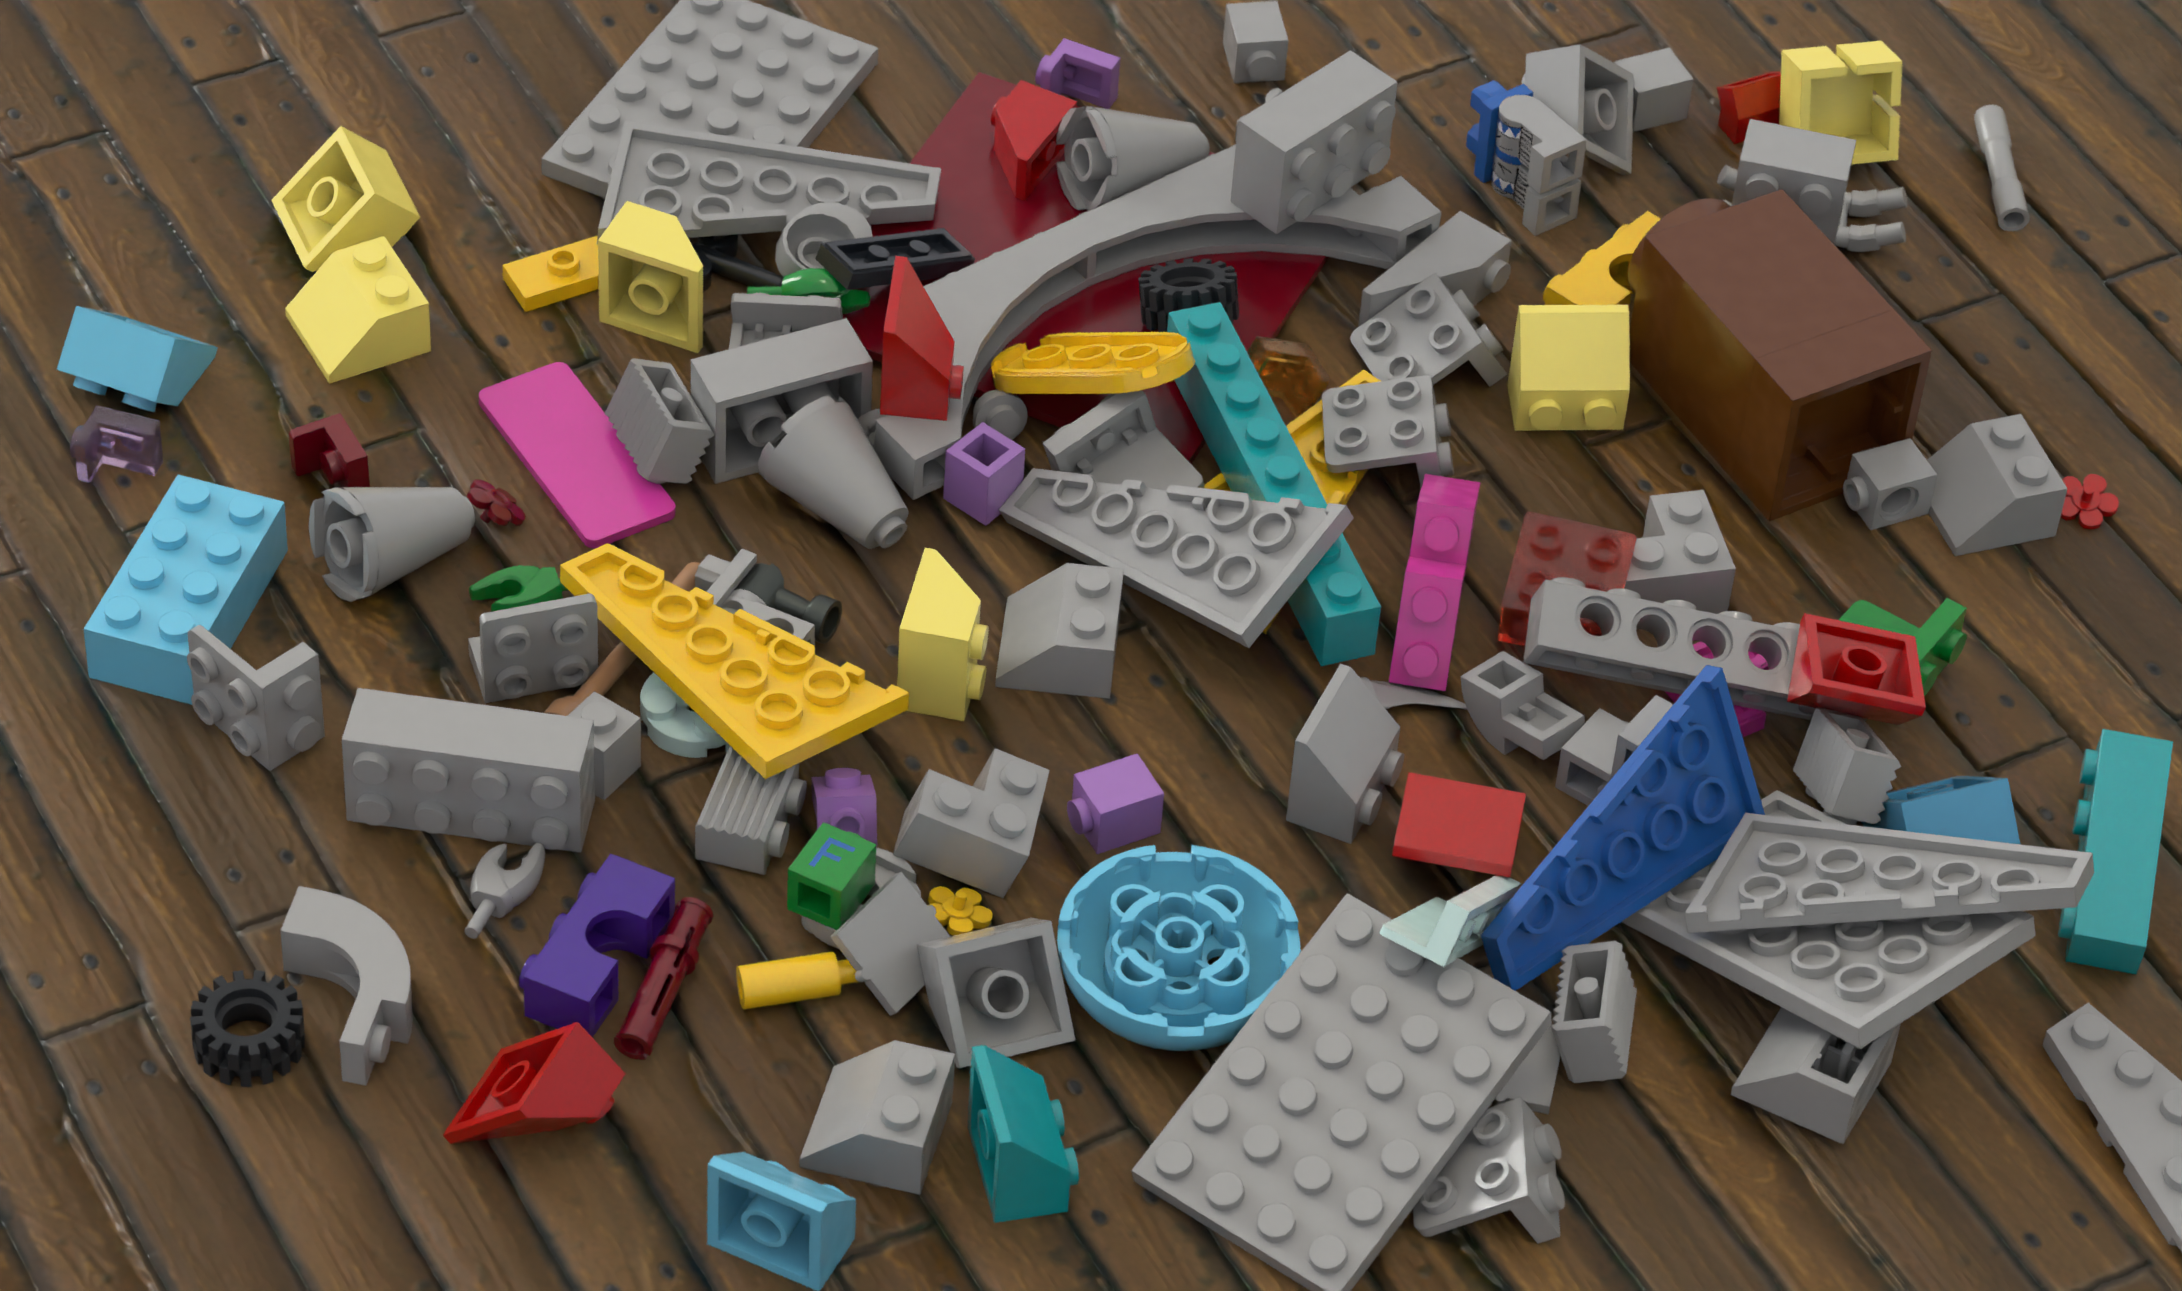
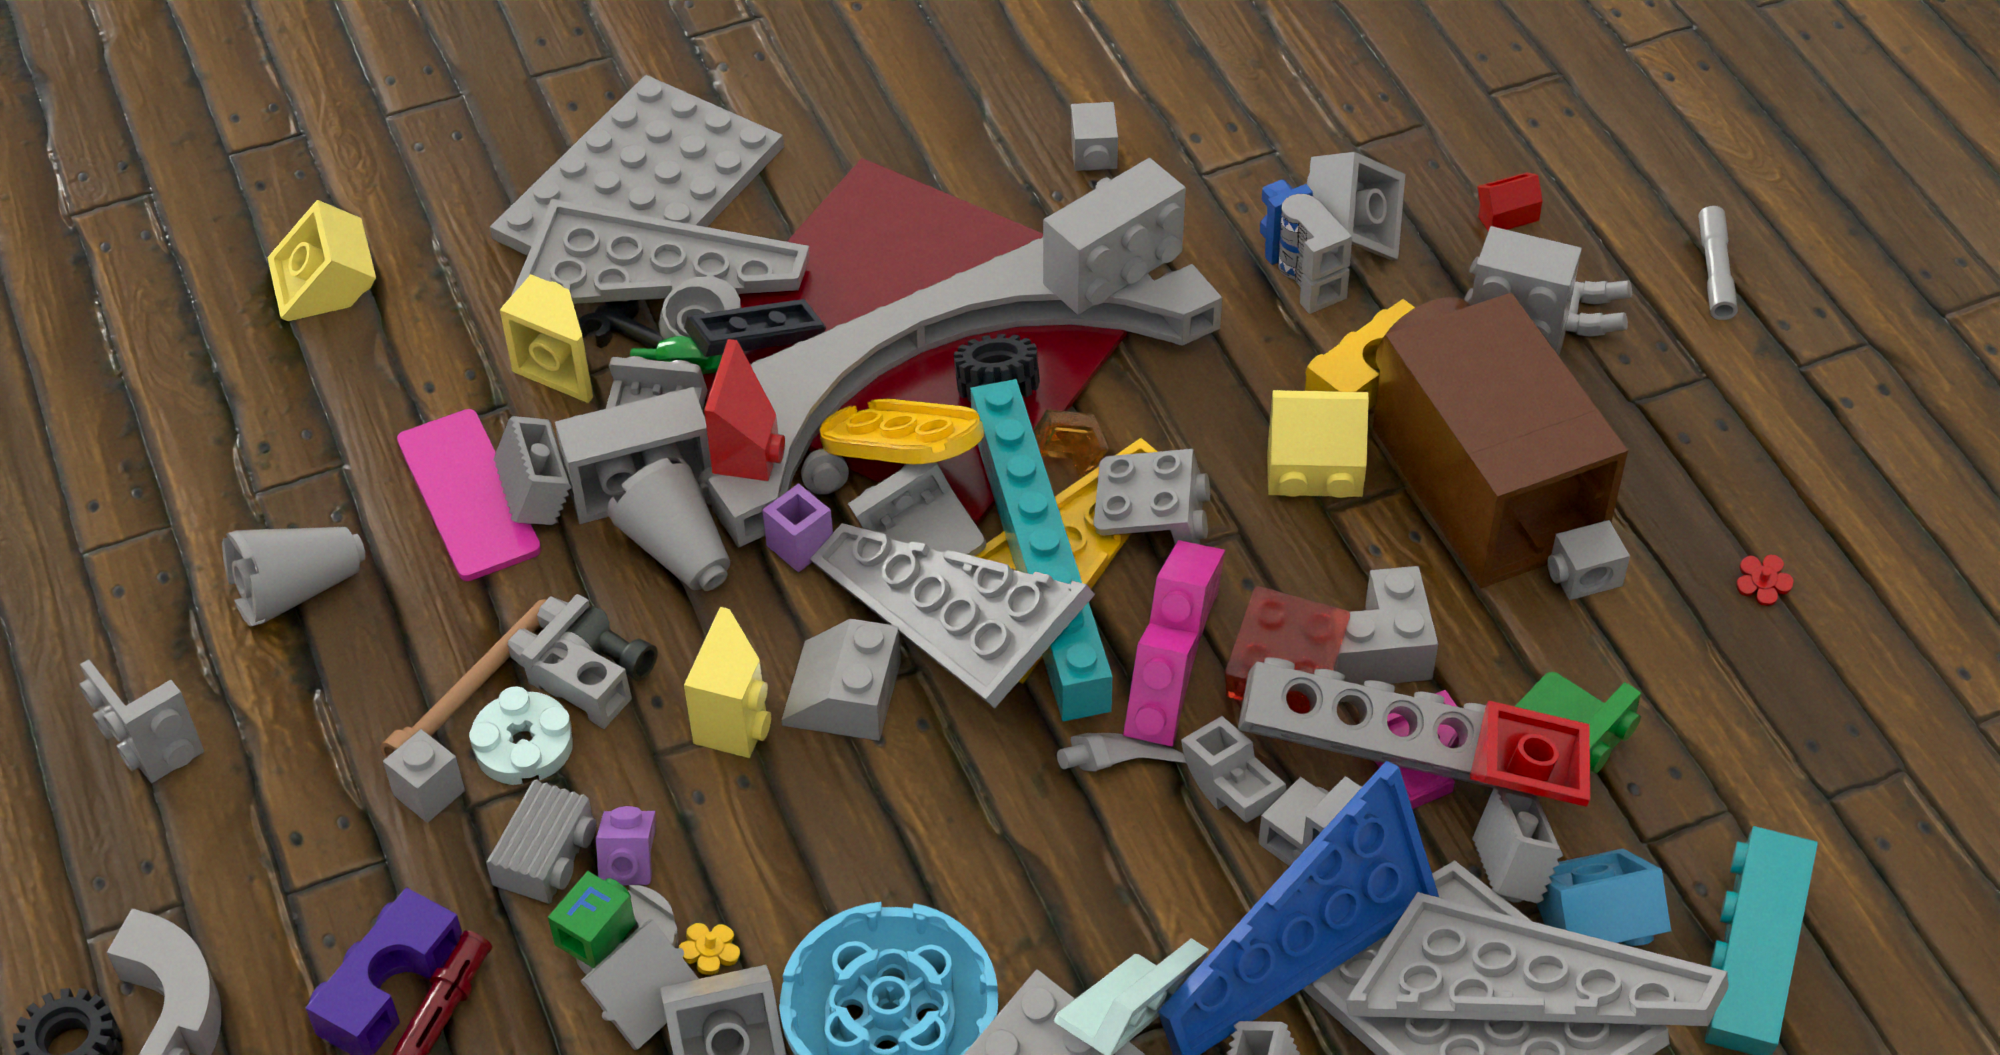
camera: 10 degrees right, 5 degrees up
(116, 440) = (88, 471): clear purple bracket -> none
(132, 358) = (118, 397): medium azure slope -> none
(192, 566) = (110, 609): medium azure brick -> none
(330, 447) = (257, 484): dark red bracket -> none
(361, 312) = (312, 361): light yellow slope -> none
(469, 770) = (301, 800): light grey brick -> none
(498, 504) = (390, 540): dark red plant -> none
(500, 890) = (315, 911): light grey hand -> none
(525, 583) = (406, 621): green hand -> none
(535, 648) = (386, 682): light grey bracket -> none
(554, 274) = (474, 332): yellow plate -> none
(734, 669) = (546, 714): yellow wing -> none
(792, 979) = (548, 1014): yellow cylinder -> none
(976, 830) = (731, 878): light grey brick -> none
(1027, 134) = (892, 216): red slope -> none
(1080, 73) = (943, 160): medium lavender bracket -> none
(1116, 803) = (861, 850): medium lavender brick -> none
(1121, 152) = (962, 236): light grey cone -> none
(1343, 759) = (1066, 817): light grey slope -> none
(1427, 335) = (1201, 409): light grey bracket -> none
(1459, 824) = (1158, 893): red slope -> none
(1460, 252) = (1218, 352): light grey slope -> none
(1660, 88) = (1428, 185): light grey brick -> none
(1837, 97) = (1574, 202): light yellow piece -> none
(1995, 487) = (1681, 566): light grey slope -> none

